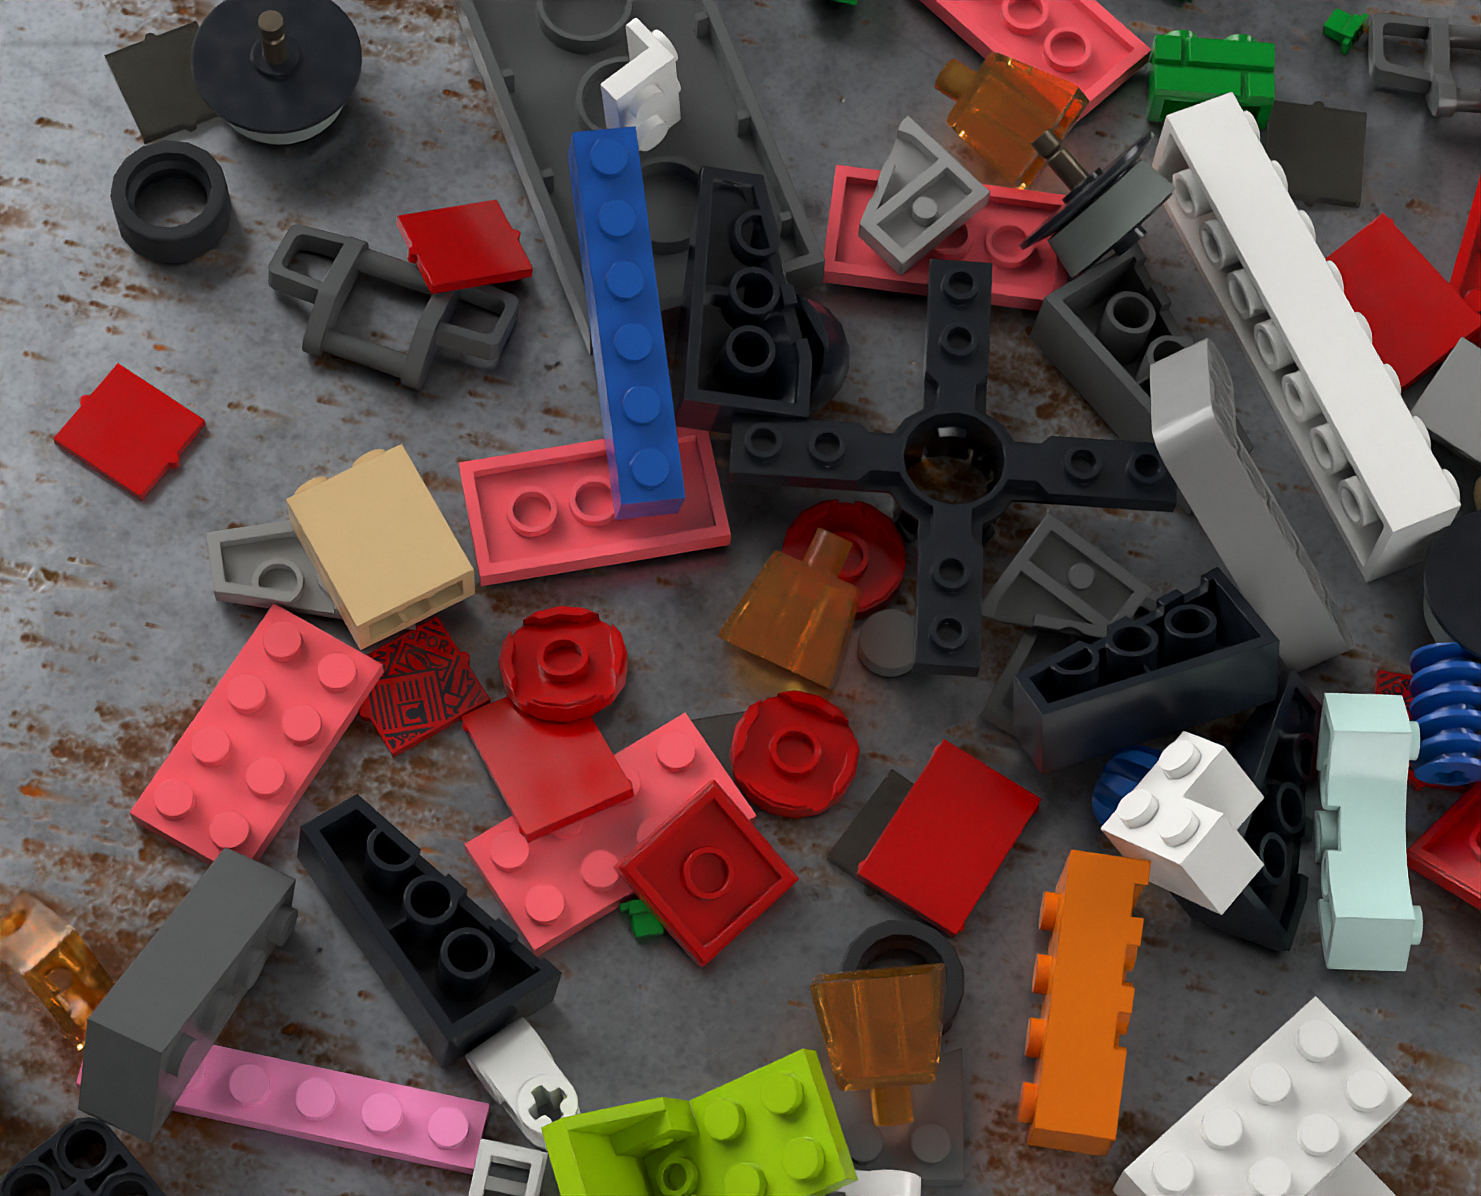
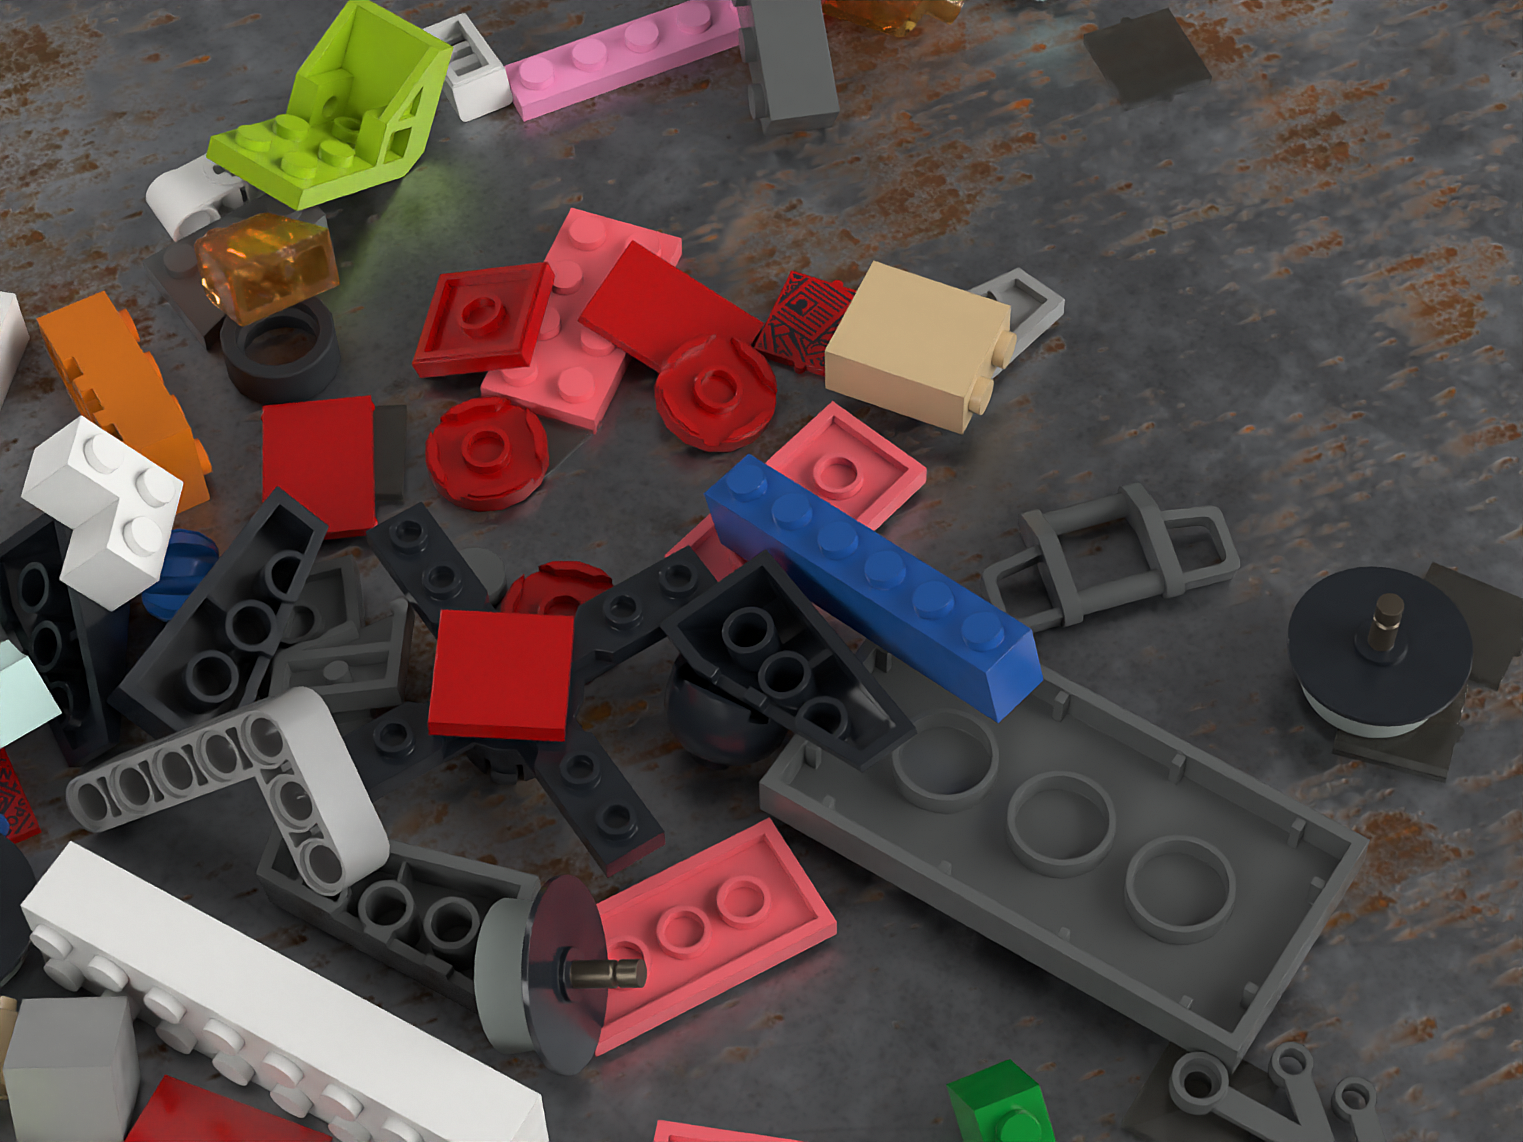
camera: 150 degrees right, 10 degrees down
(129, 431) = (1203, 353): red piece -> none
(159, 162) = (1357, 477): black tyre -> none
(257, 740) = (891, 199): coral plate -> none
(427, 941) = (656, 152): black wedge -> none
(464, 246) = (1091, 631): red piece -> none
(523, 1077) = (507, 129): white piece -> none
(645, 88) = (1031, 776): white bracket -> none
(799, 611) = (555, 521): clear orange torso -> none
(918, 199) = (730, 916): light grey wing -> none
(967, 444) = (501, 675): none -> red tile
(1006, 110) = (715, 1071): clear orange torso -> none

